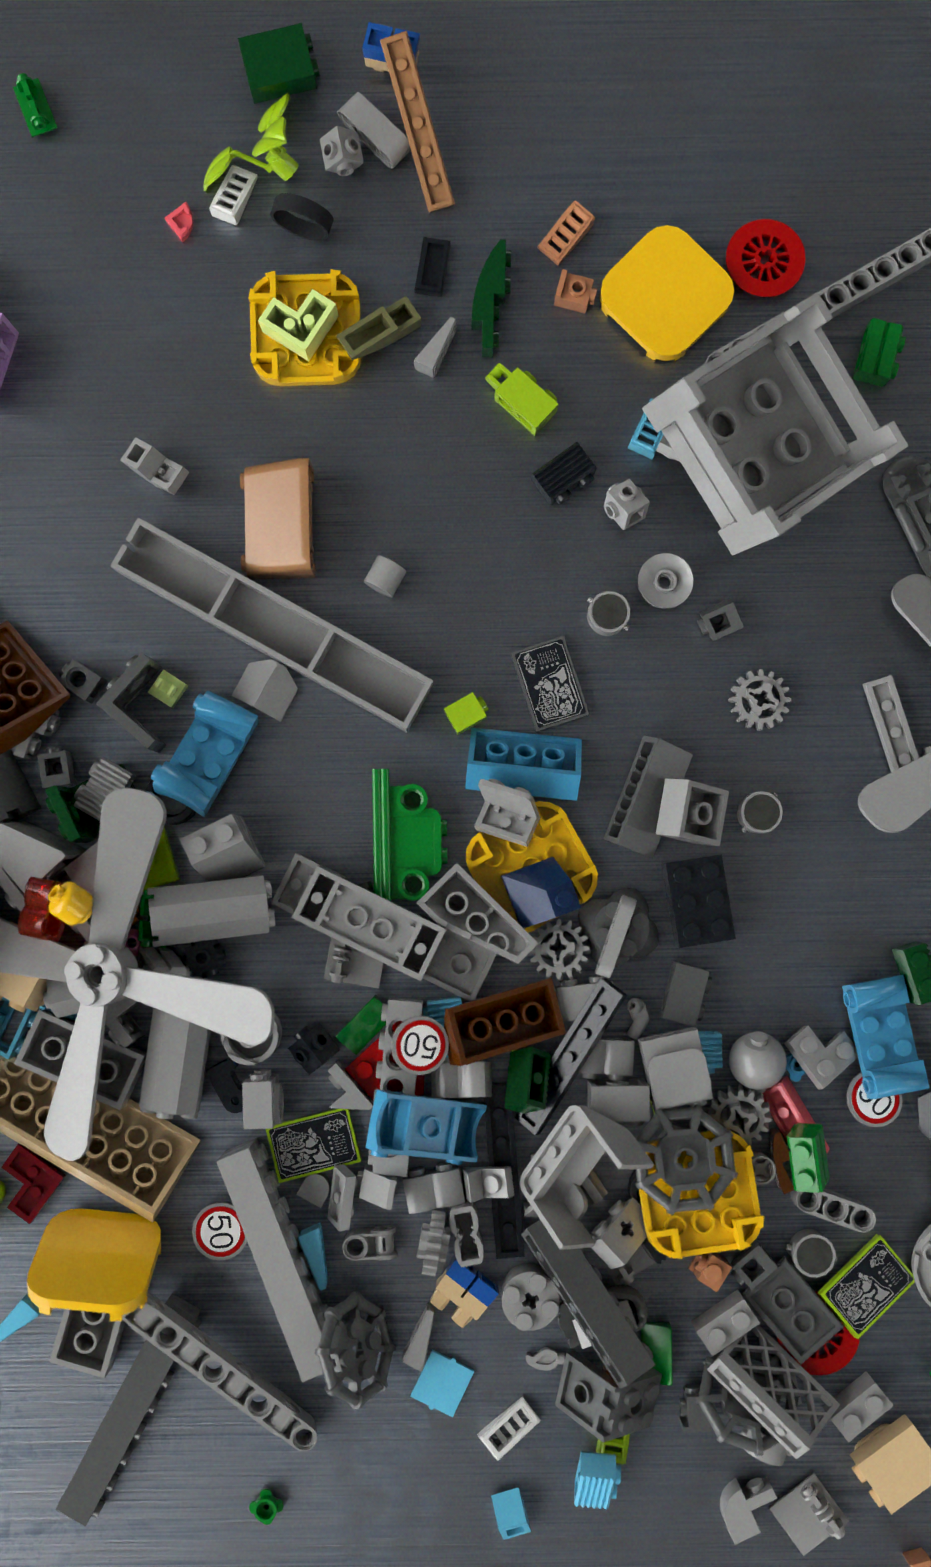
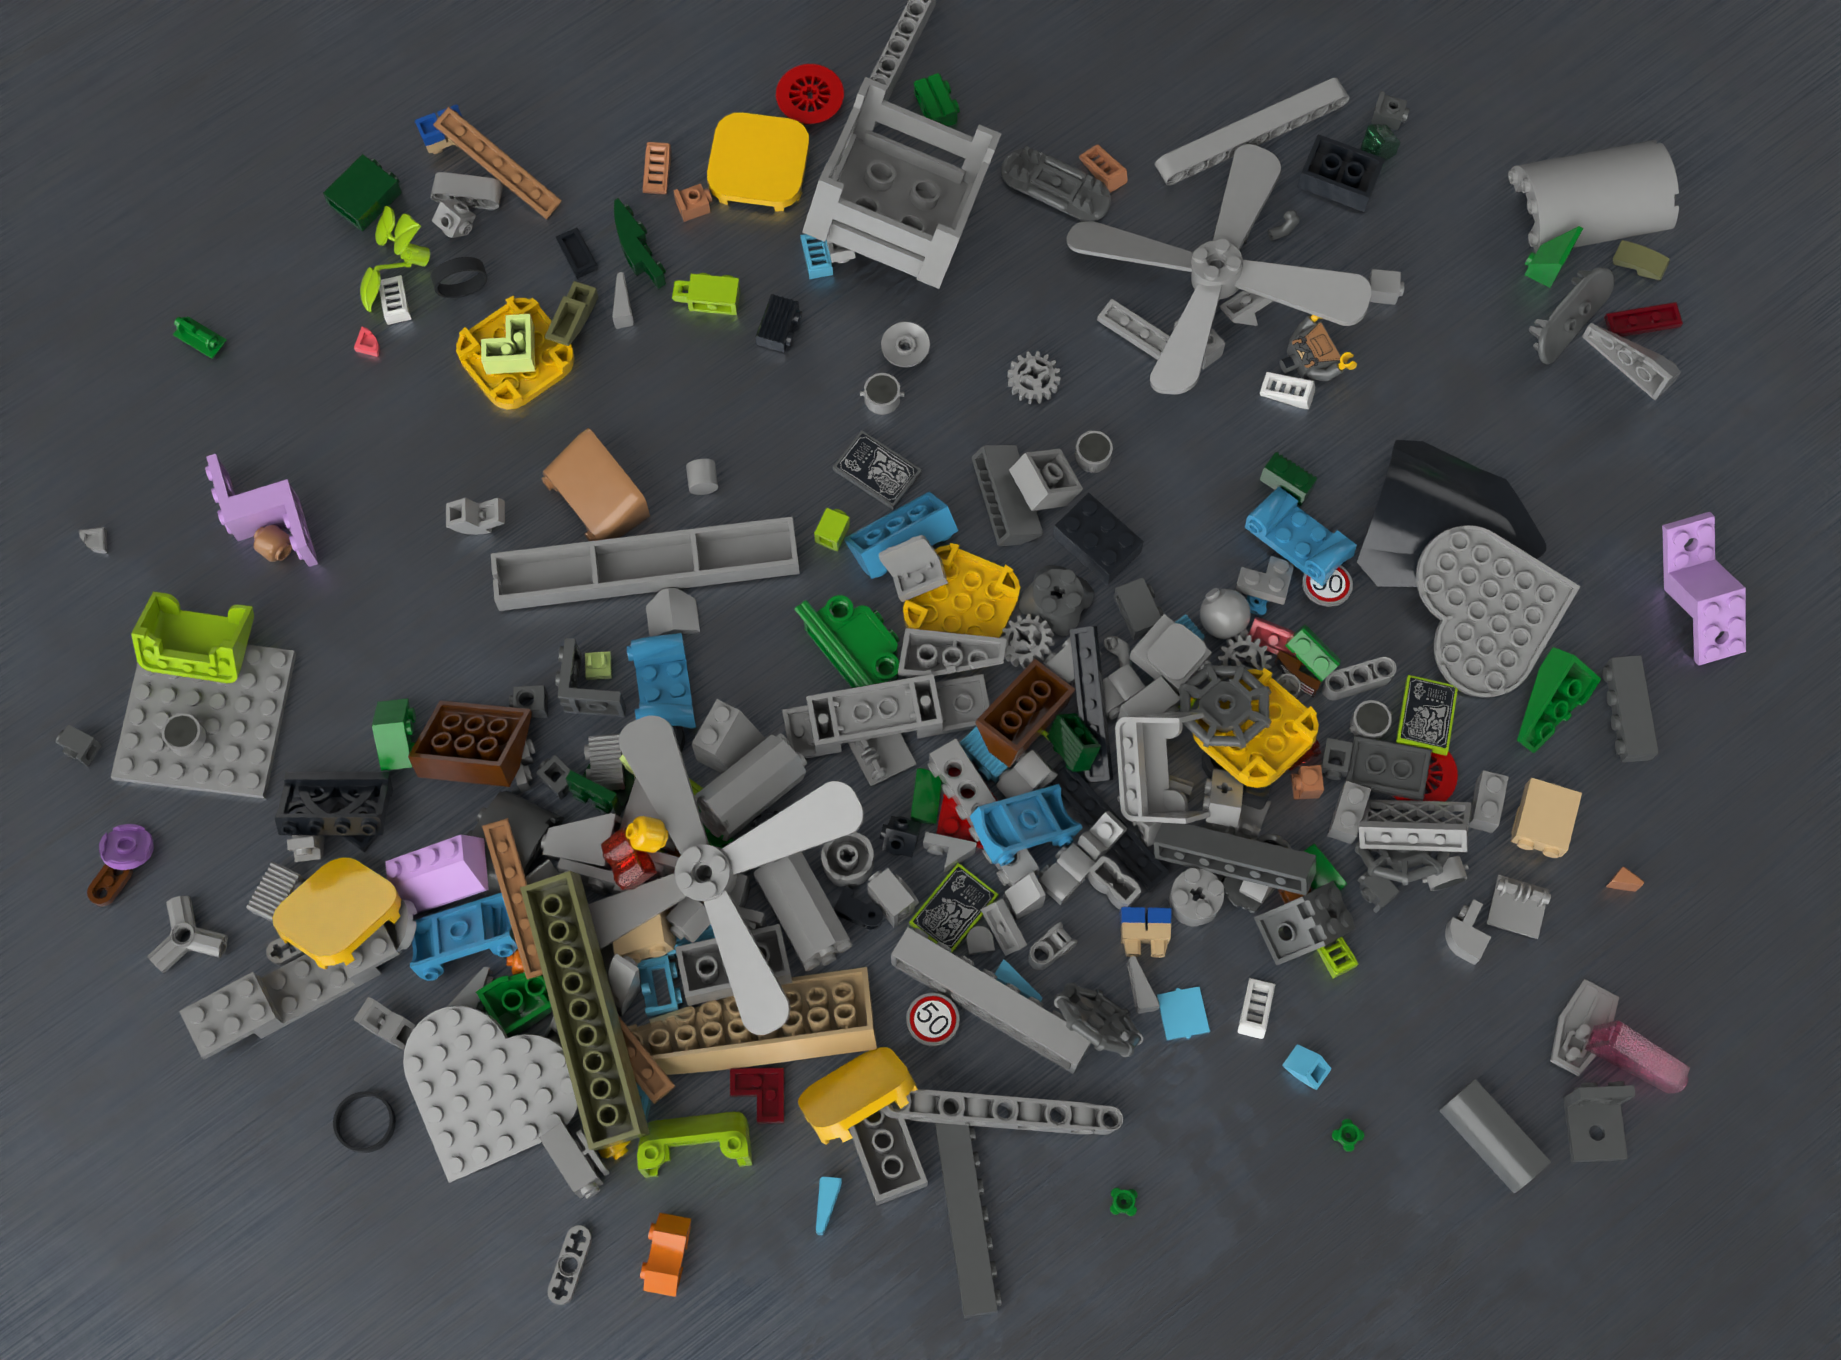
camera: 40 degrees left, 15 degrees down
(419, 1045) = (976, 763): piece -> none
(433, 1243) = (1096, 905): light grey gear -> none
(540, 892) = (982, 607): dark blue slope -> none
(545, 1359) = (1244, 938): light grey piece -> none
(596, 1480) = (1345, 988): medium azure brick -> none
(615, 936) = (1057, 594): light grey beam -> none
(626, 504) = (838, 312): light grey brick -> none
(729, 623) = (971, 340): dark grey brick -> none

